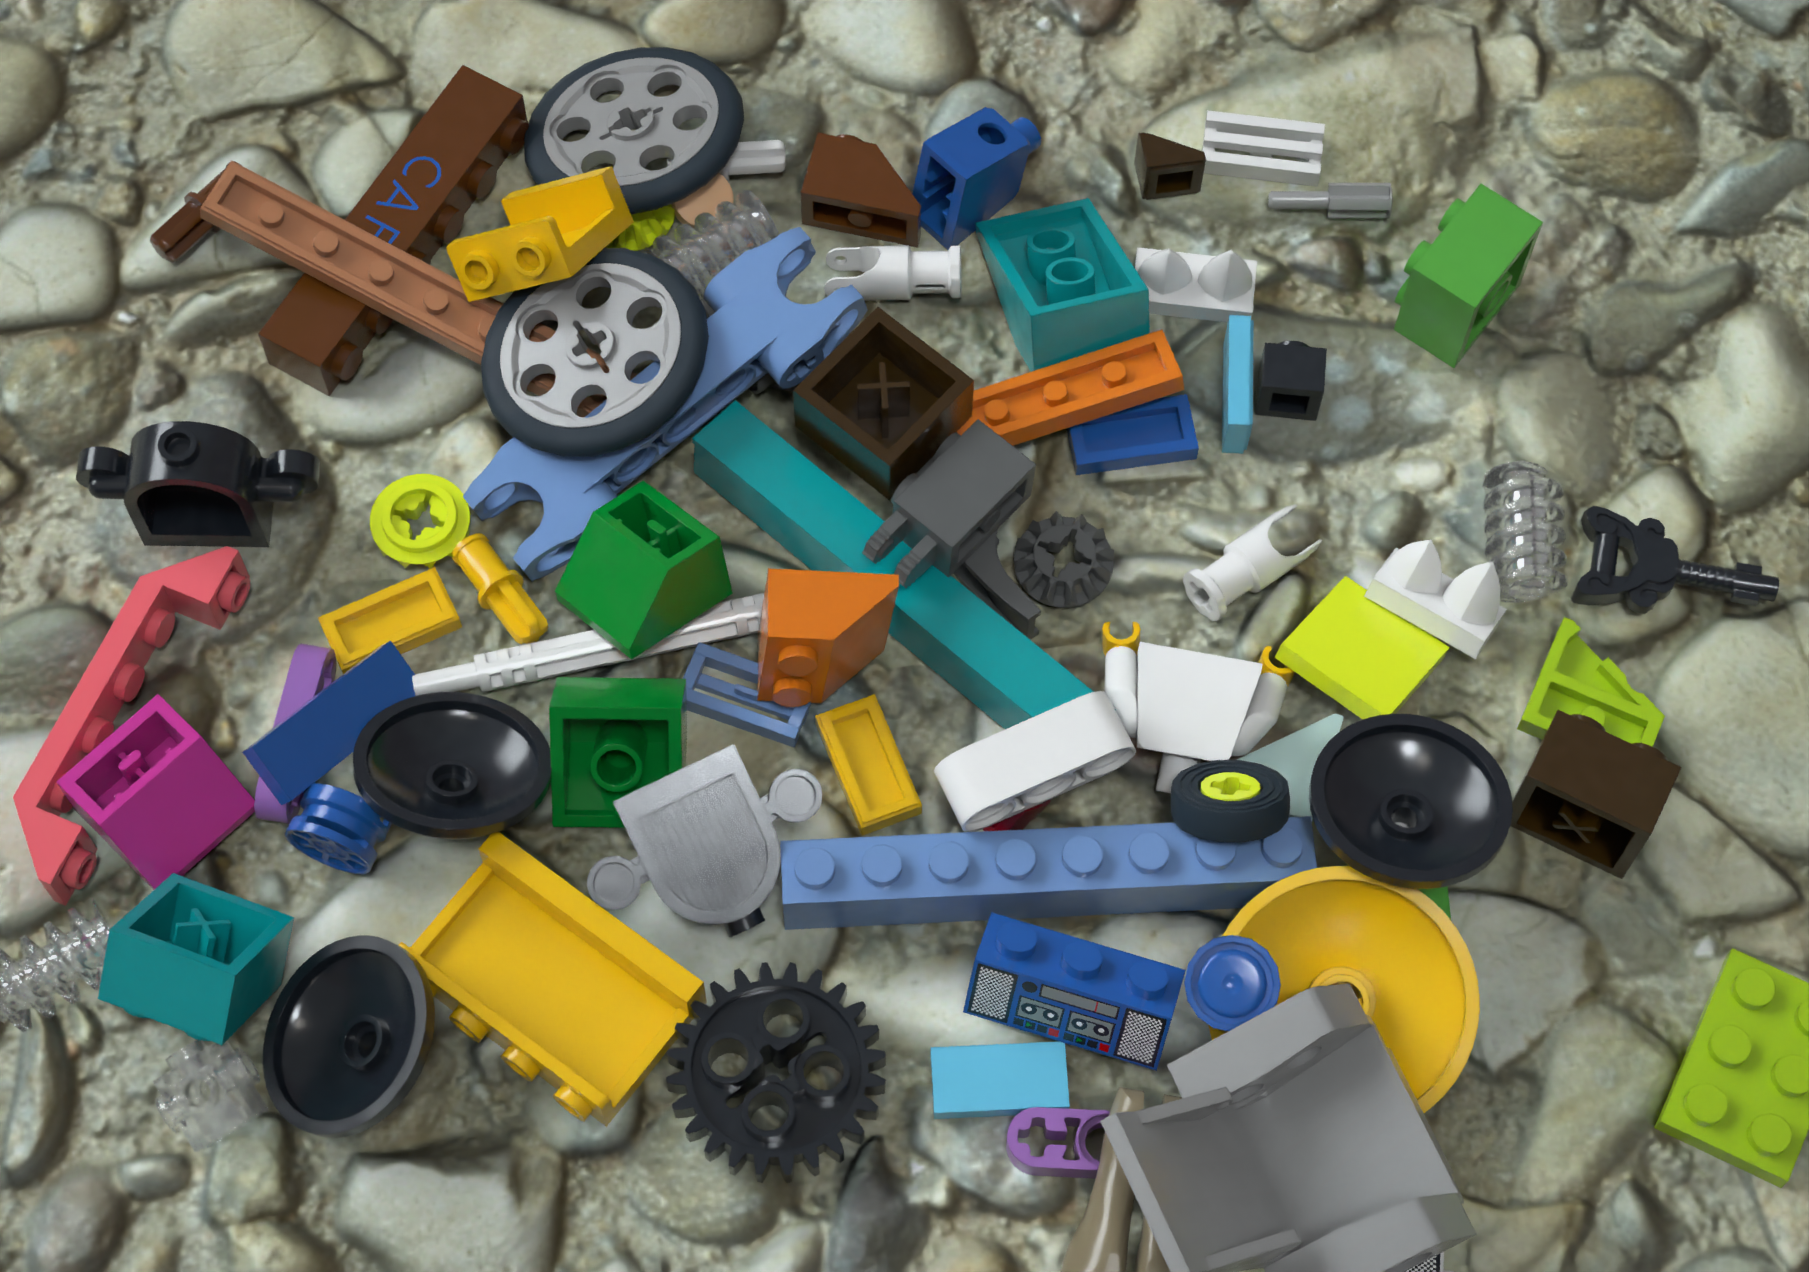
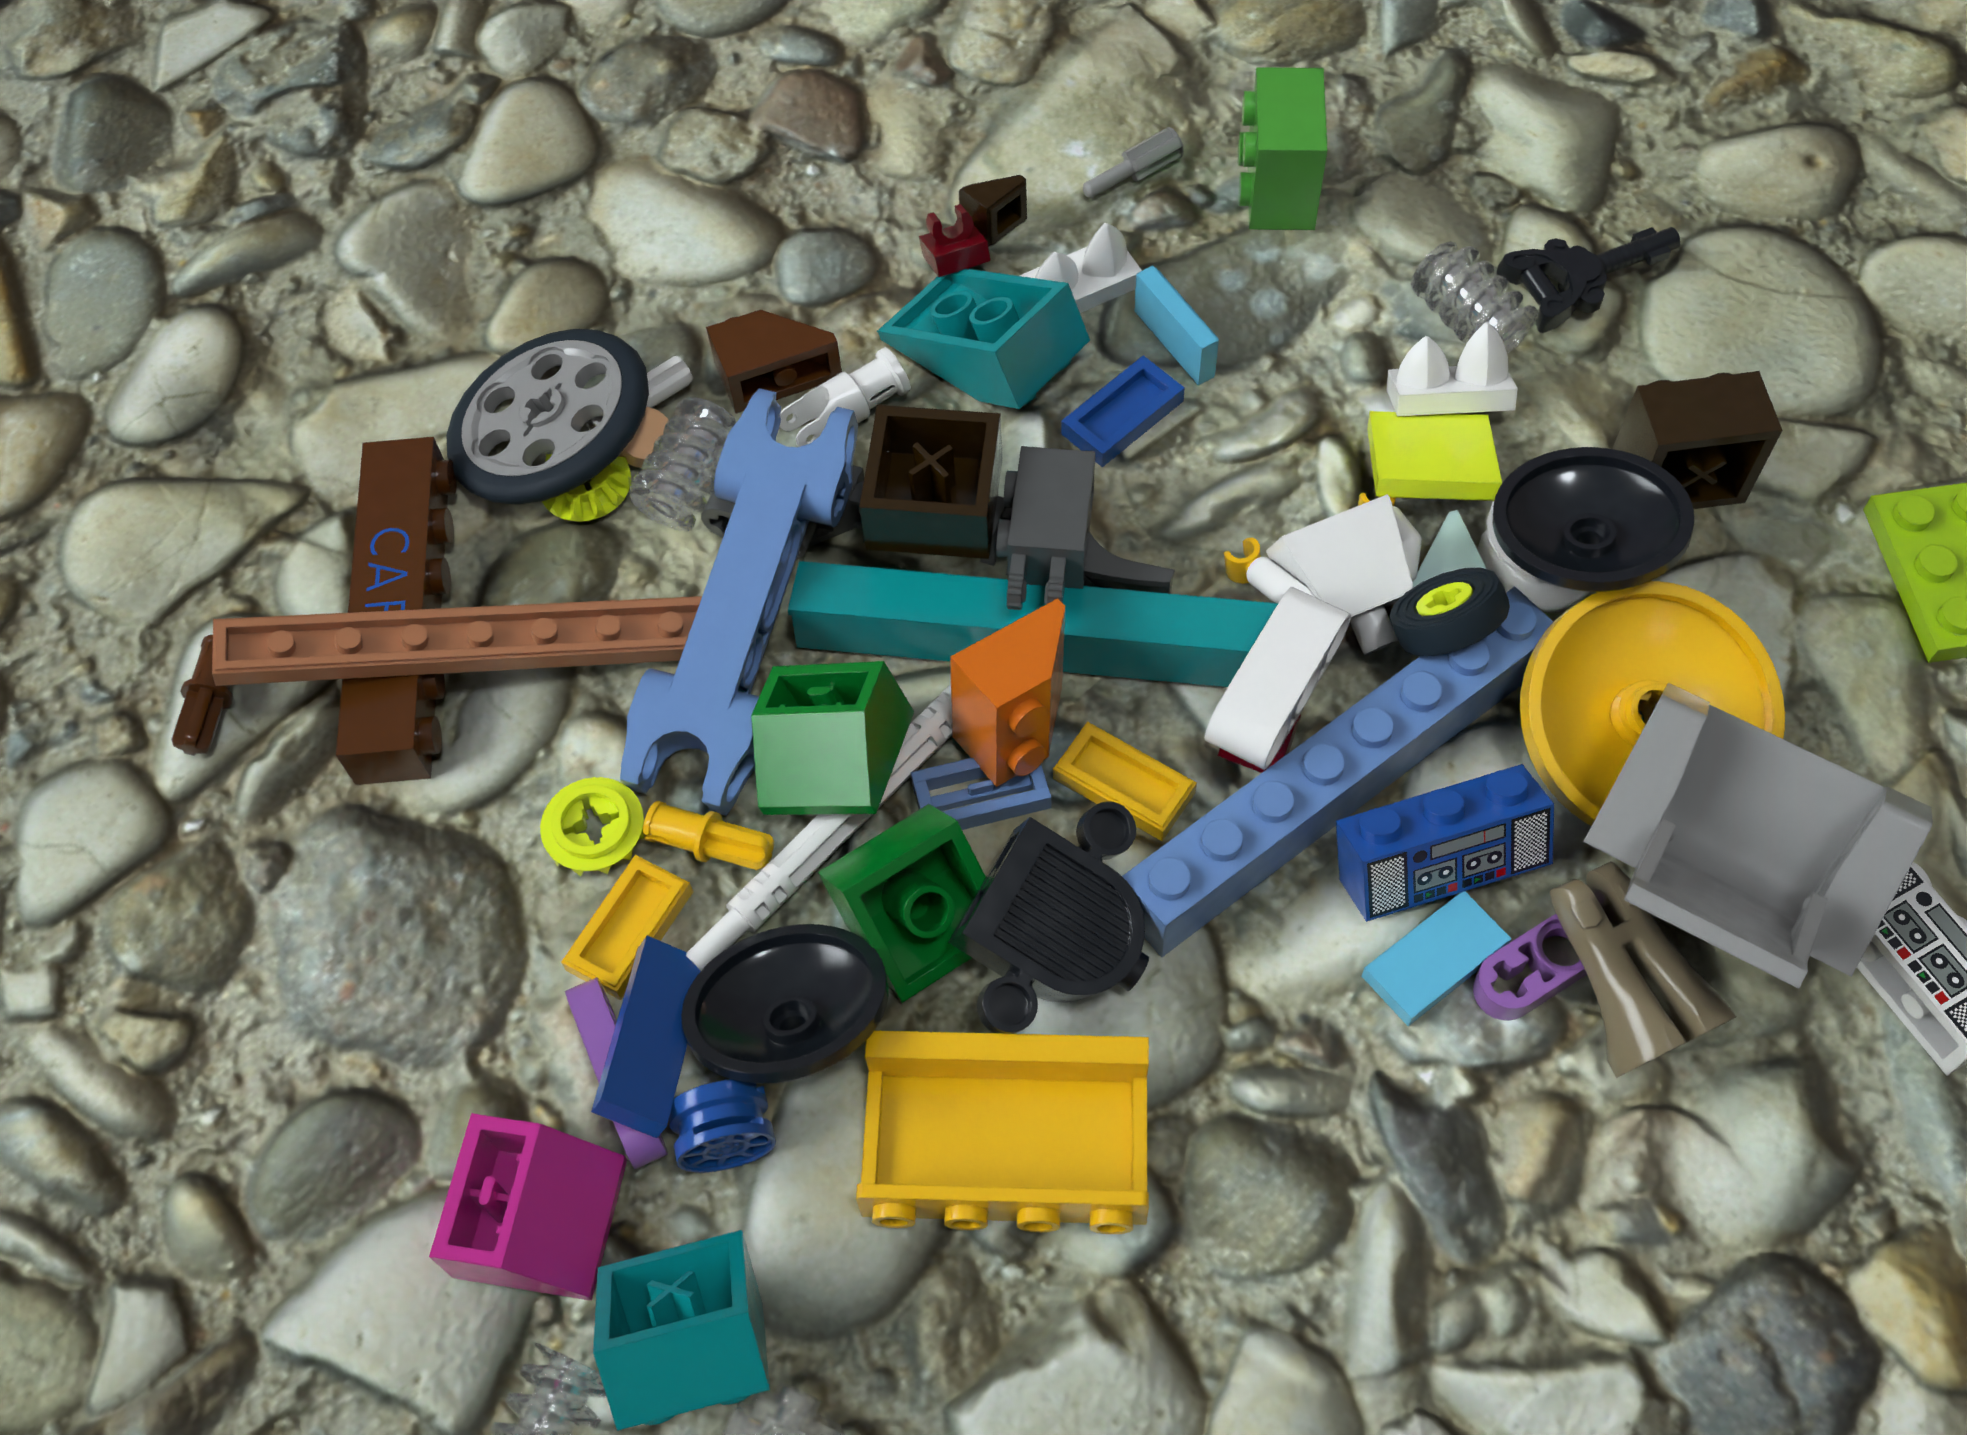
camera: 30 degrees left, 5 degrees down
(197, 588) = (430, 1008): coral slope -> none
(198, 484) = (369, 912): black piece -> none
(348, 1036) = (839, 1308): black dish -> none
(549, 235) = (537, 526): yellow panel -> none
(631, 408) = (727, 610): light grey wedge -> none
(815, 1116) = (1320, 1091): black gear -> none
(971, 172) = (849, 271): blue torso -> none
(1075, 583) = (1125, 539): dark grey gear -> none
(1078, 389) = (1068, 389): orange plate -> none
(1103, 182) = (955, 246): none -> dark red tile
(1231, 981) = (1573, 745): blue wheel -> none
(1246, 566) = (1290, 452): white piece -> none
(1262, 140) = (1047, 151): white tile -> none
(1291, 380) = (1218, 294): black plate -> none
(1583, 684) = (1603, 388): lime wing -> none

